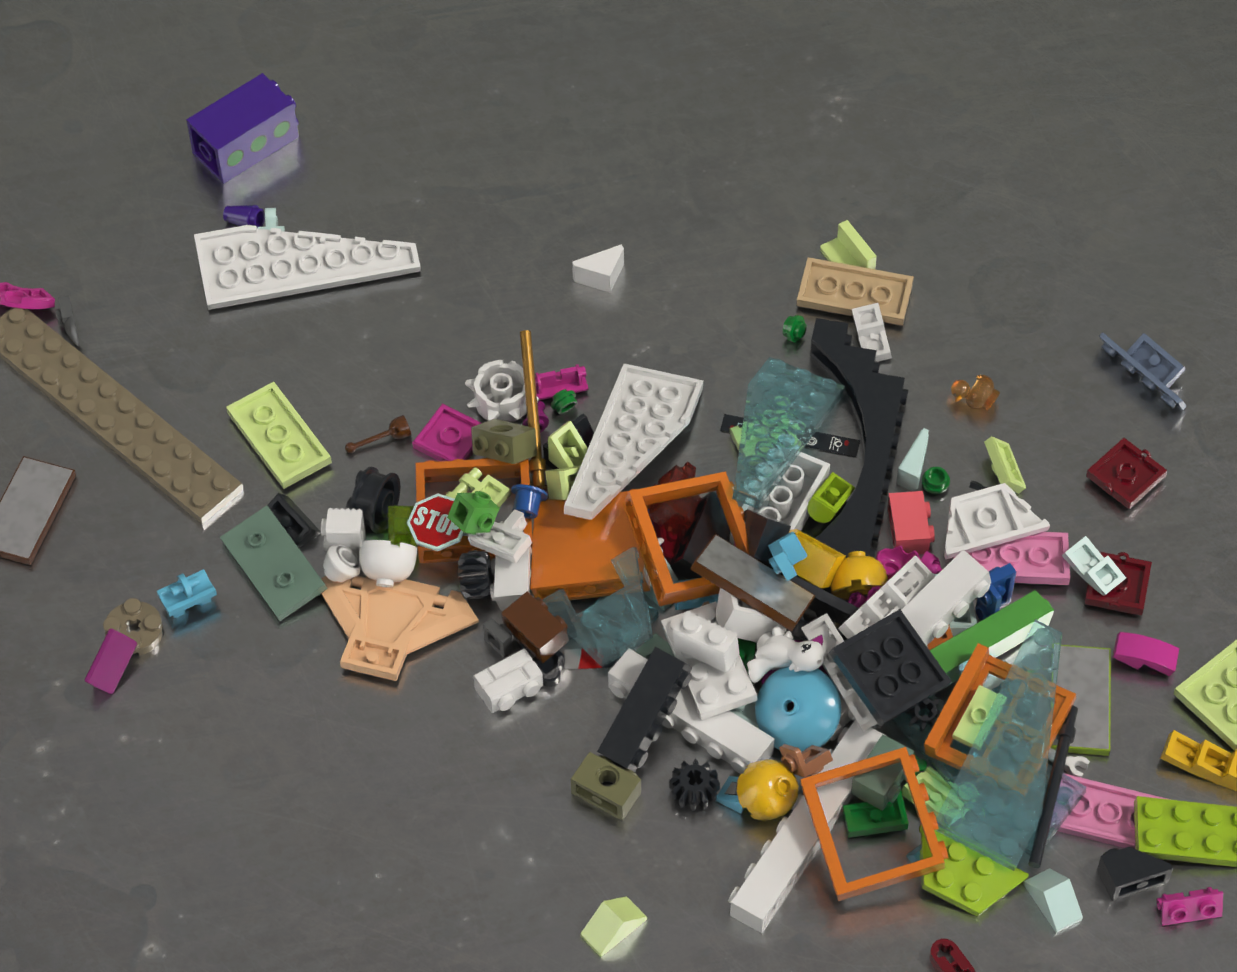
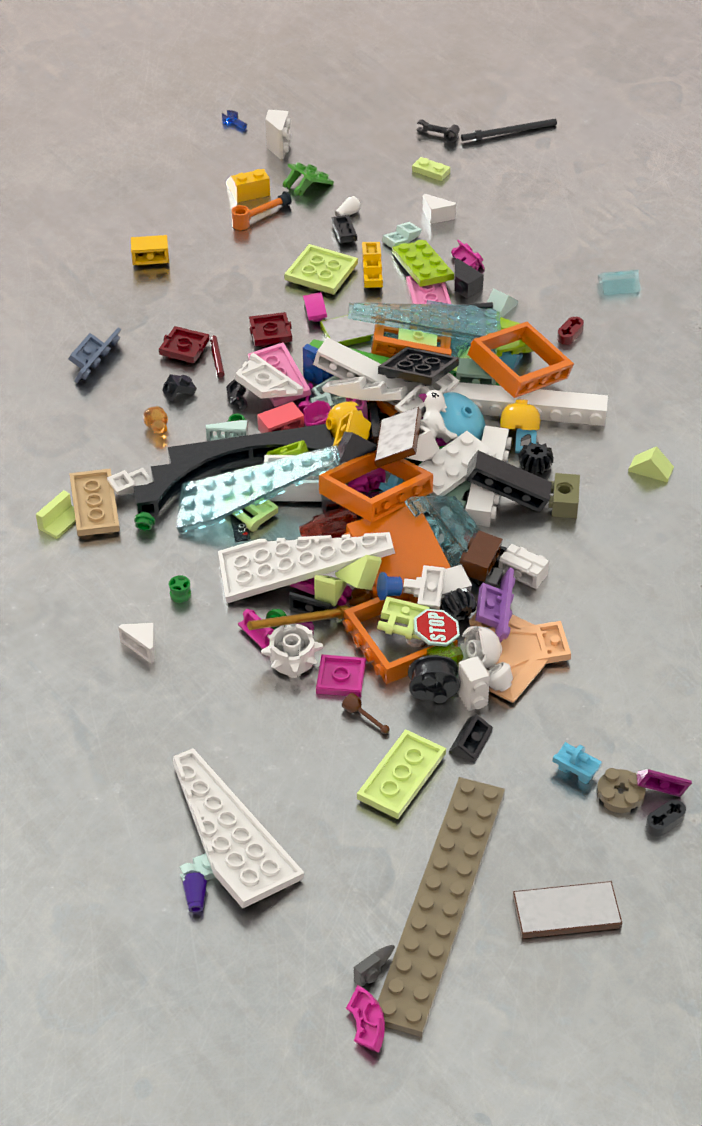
camera: 115 degrees left, 10 degrees down
(66, 653) = (668, 820): none -> black beam
(243, 128) = (104, 922): dark purple brick -> none
(273, 563) = (514, 728): sand green plate -> none
(453, 607) = (495, 603): none -> medium lavender bracket
(473, 512) = (427, 593): bright green brick -> none
(504, 441) = (341, 624): olive brick -> none
(668, 323) = (179, 589): none -> green wheel
(706, 641) = (451, 451): white brick -> none
(785, 554) = (374, 428): medium azure bracket -> none
(805, 762) = (493, 401): nougat bracket -> none
(1004, 464) = (208, 395): yellowish green plate -> none
(1038, 440) = (177, 384): none -> black bracket
(1089, 506) = (217, 356): none -> dark red bar
(1095, 569) = (270, 333): light aqua slope -> none

